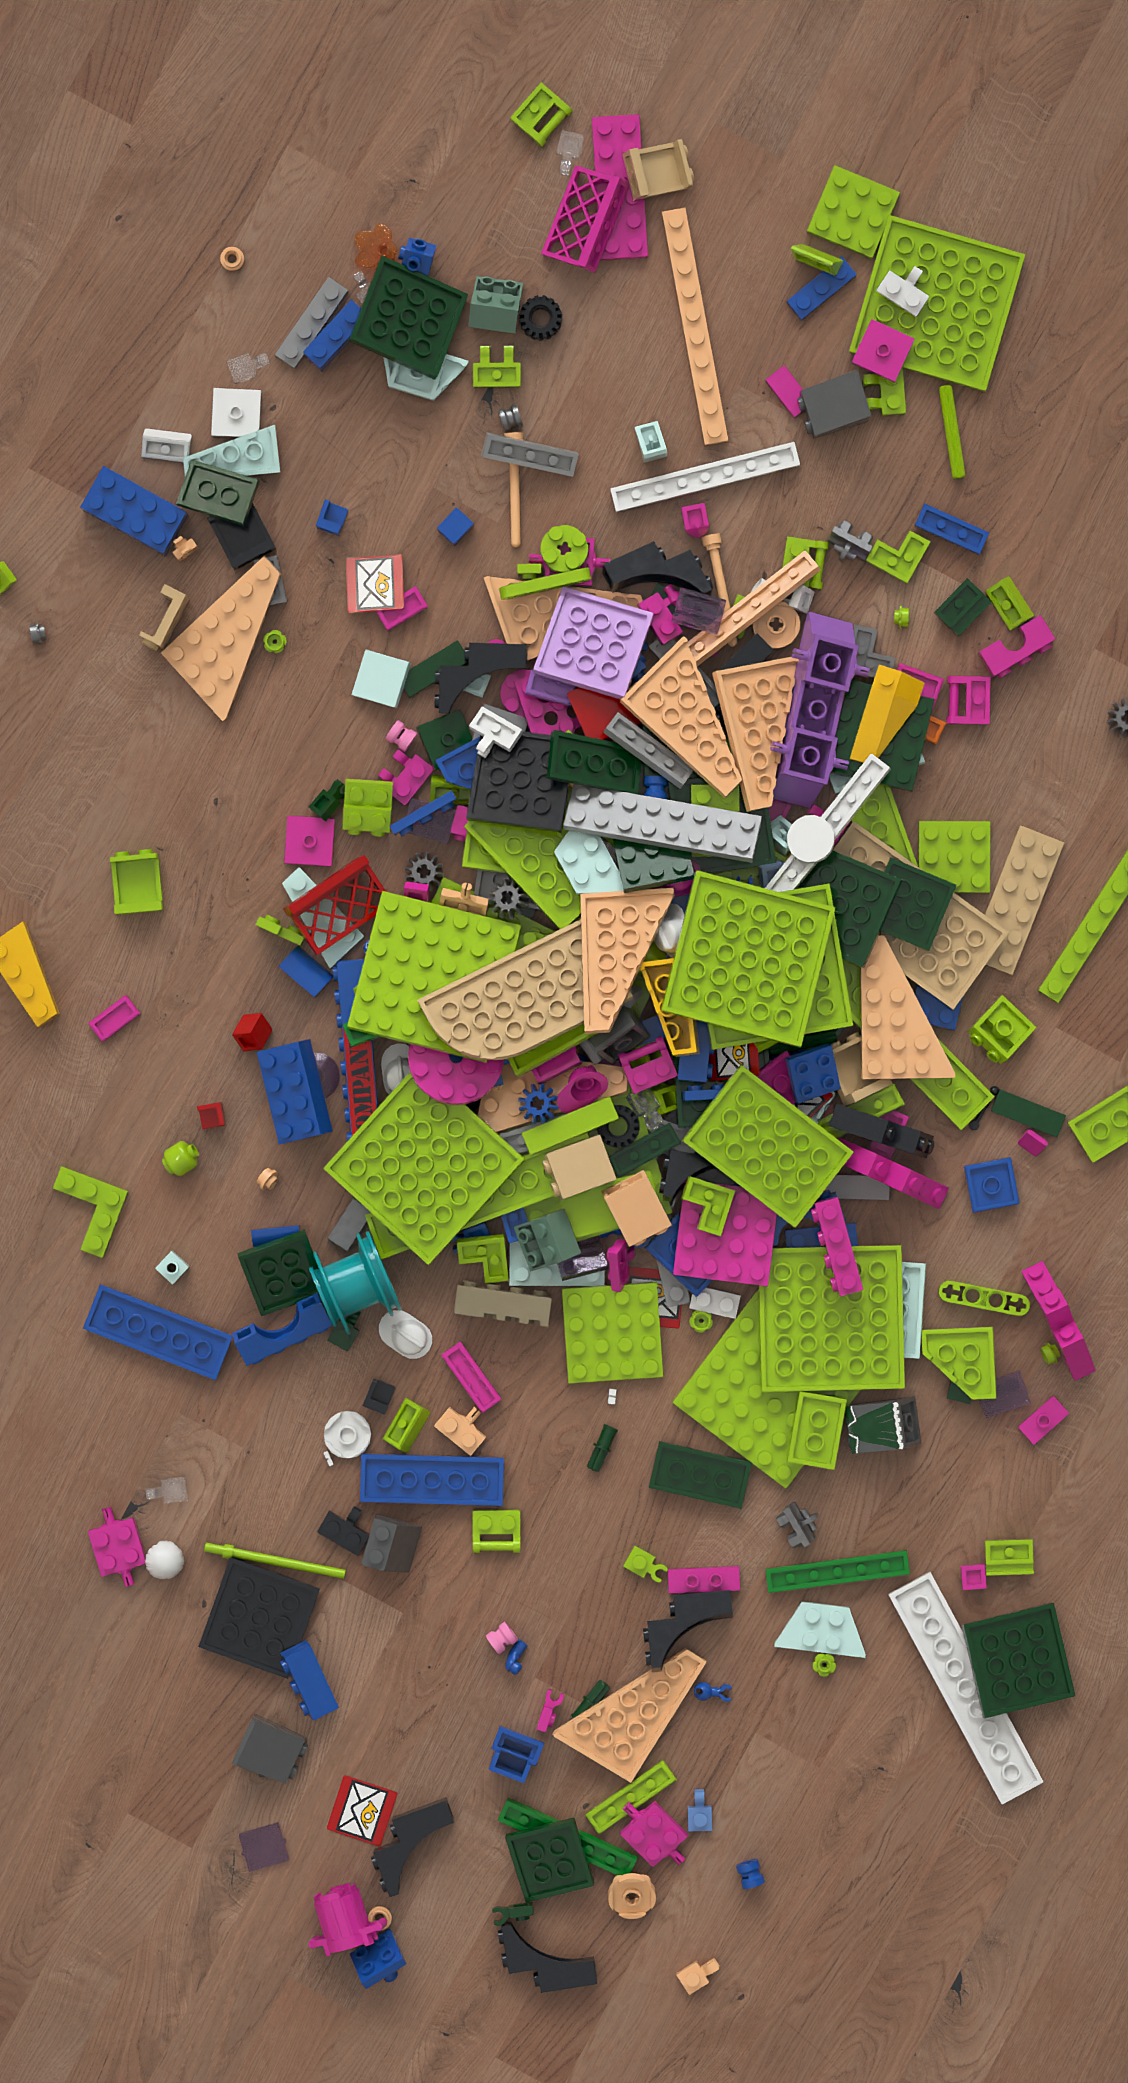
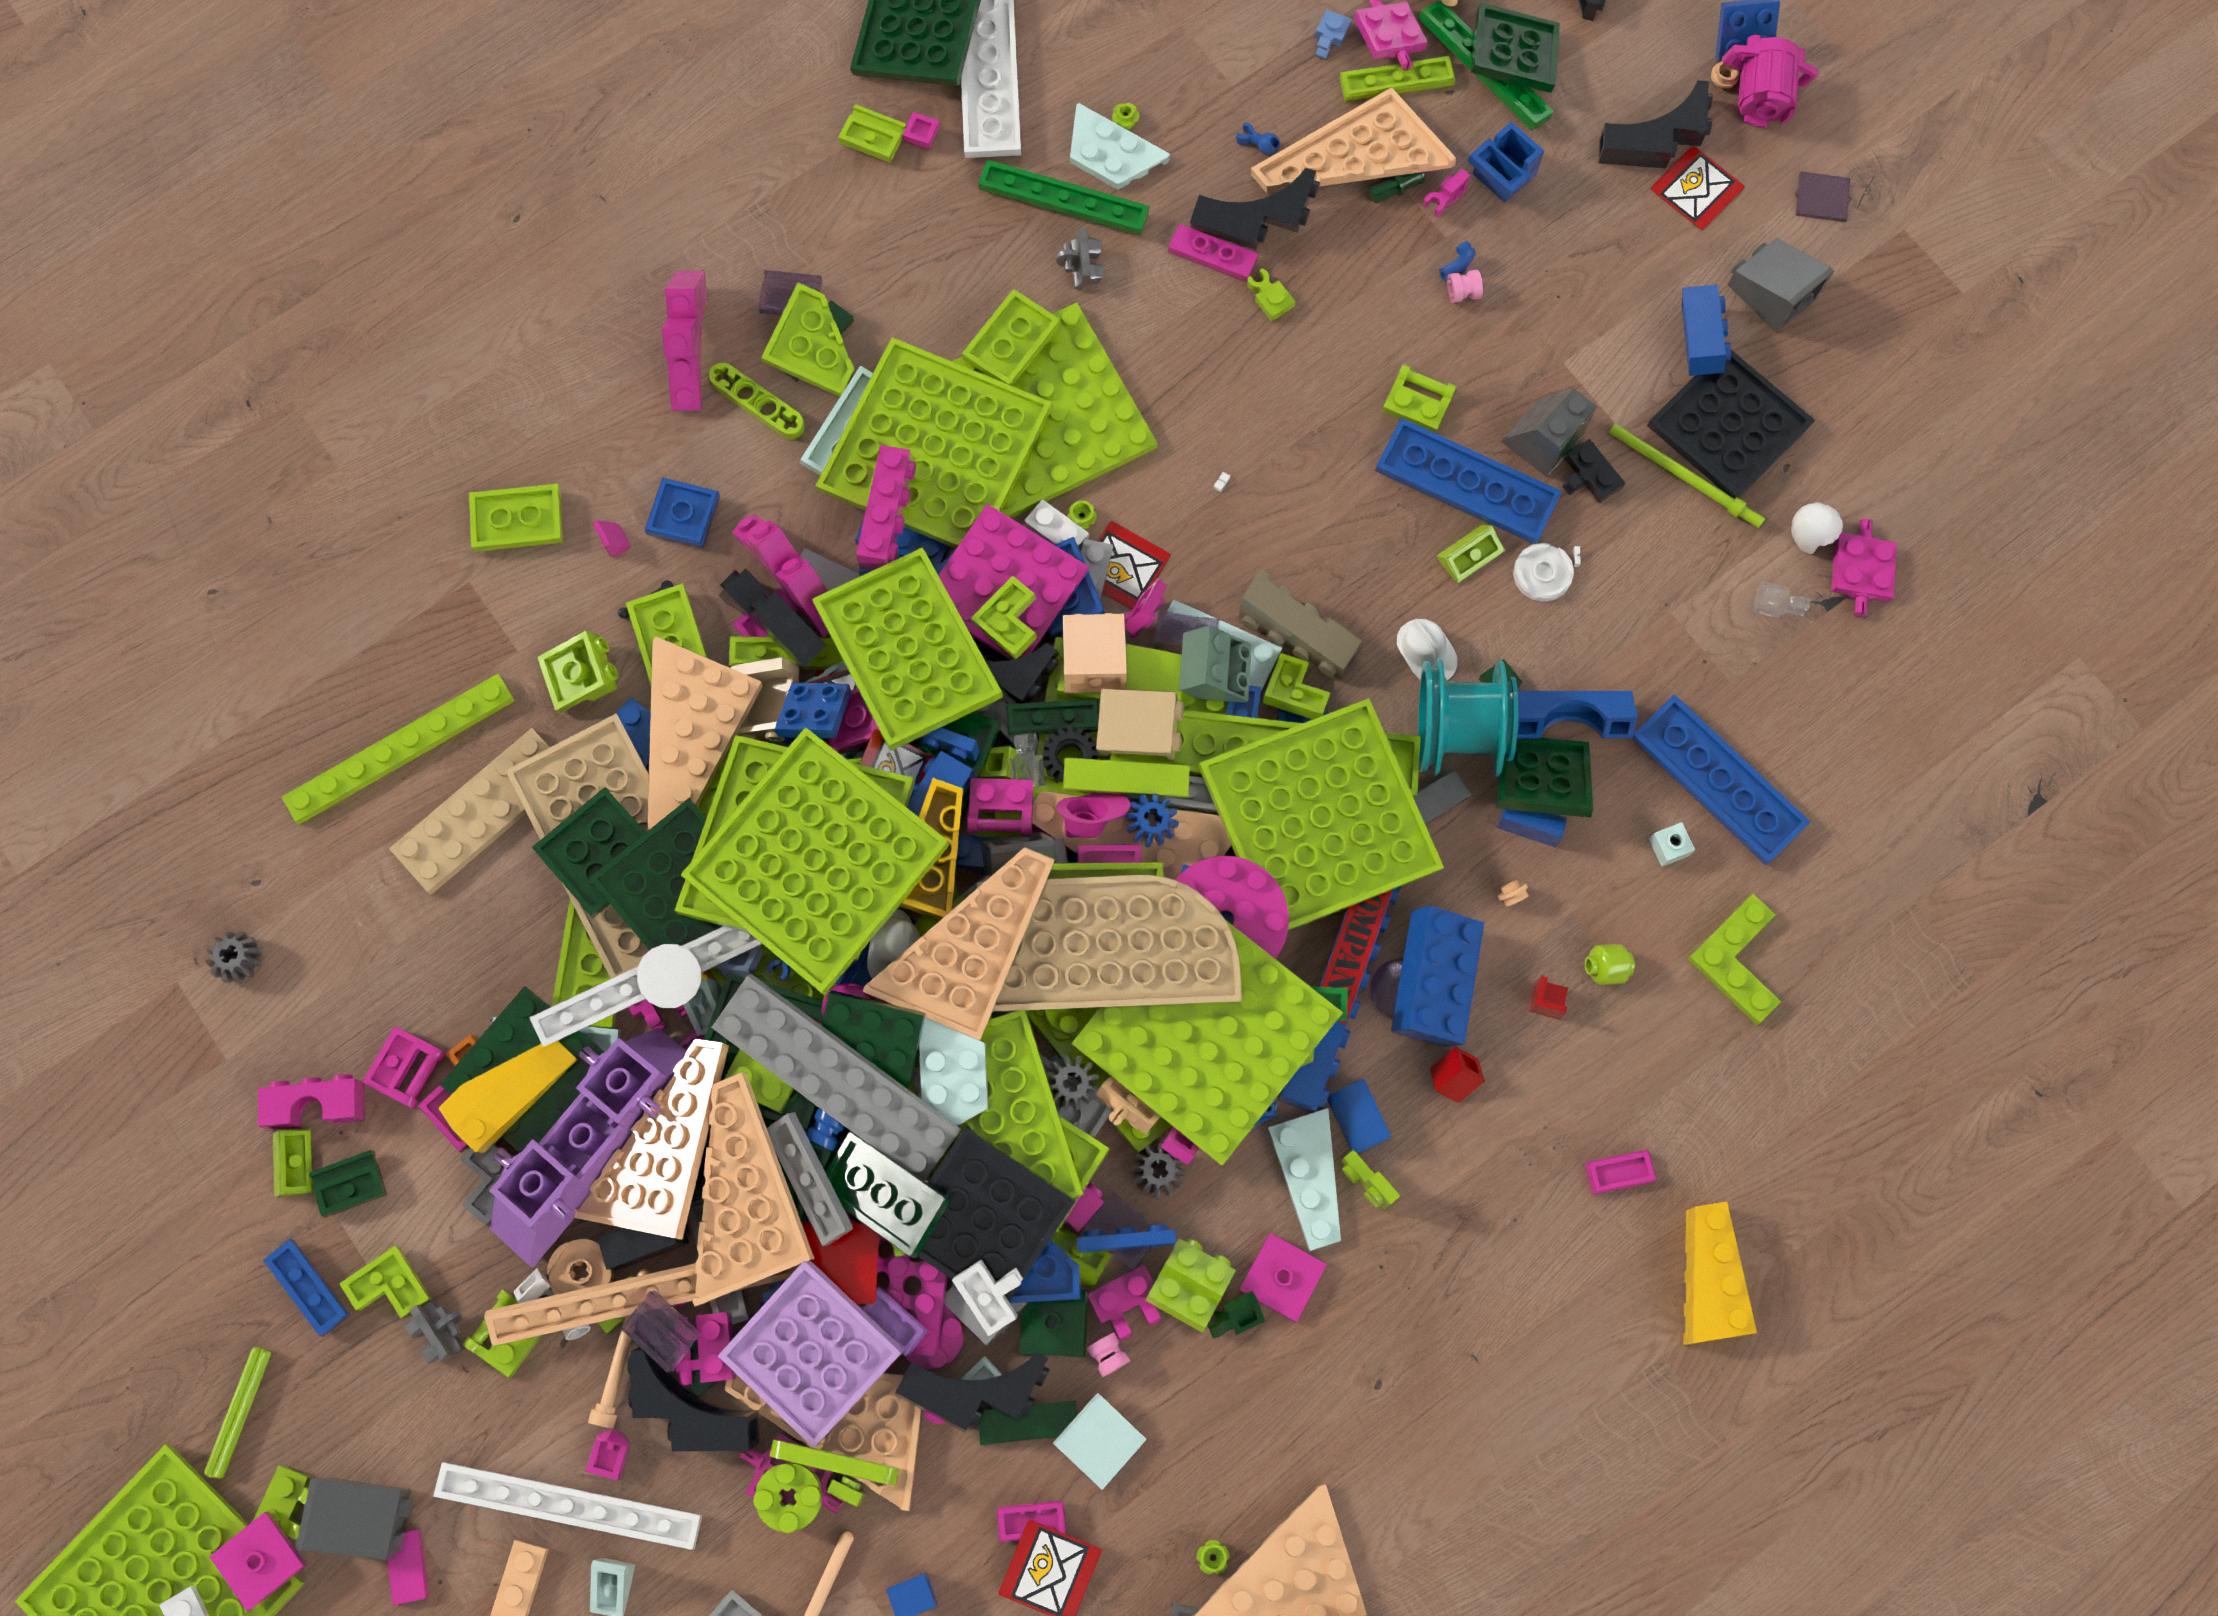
camera: 150 degrees left, 15 degrees down
(136, 882) = (1523, 1326): lime panel -> none
(323, 891) = (1290, 1205): red fence -> none
(379, 1396) = (1490, 594): black panel -> none
(394, 1066) = (1303, 949): white piece -> none
(461, 1429) = (1409, 520): light nougat plate -> none
(471, 1377) = (1372, 569): dark pink plate -> none
(518, 1911) = (1573, 18): dark green plate -> none
(601, 1448) = (1259, 431): dark green axle -> none
(612, 1332) = (1189, 544): lime plate -> none
(700, 1474) = (1164, 356): dark green plate -> none
(882, 1425) = (937, 315): slope -> none
(902, 617) = (425, 1207): lime plate -> none
(956, 853) = (518, 896): lime plate -> none
(1028, 1113) = (599, 571): dark green tile -> none
(1043, 1420) = (761, 252): dark pink plate -> none
(1050, 1353) = (716, 312): lime plate -> none

